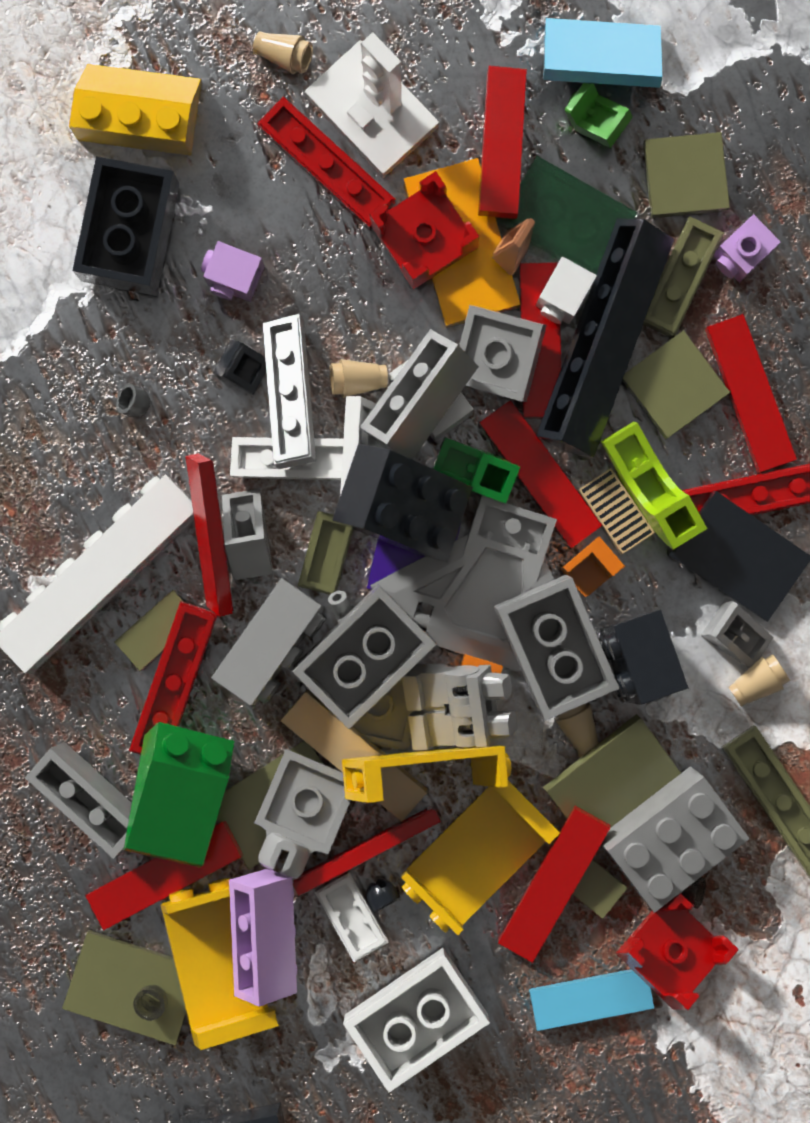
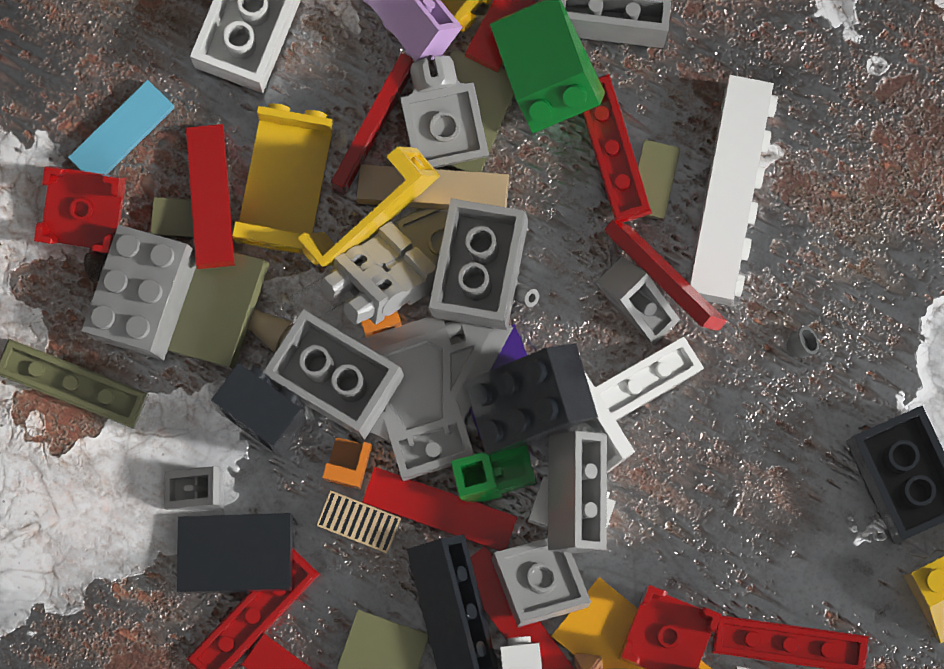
camera: 140 degrees right, 5 degrees down
(232, 272) = (799, 498): lavender brick -> none
(241, 366) = (737, 431): black slope -> none
(270, 644) = (557, 225): light grey brick -> none
(289, 392) = (684, 432): tile -> none
(325, 555) = (564, 324): olive tile -> none
(351, 916) = (349, 67): white plate -> none
(356, 377) = (639, 484): tan cone -> none
(381, 894) = (337, 99): black hinge -> none
(650, 487) = (343, 557): lime arch -> none
(759, 681) = (152, 466): tan cone -> none

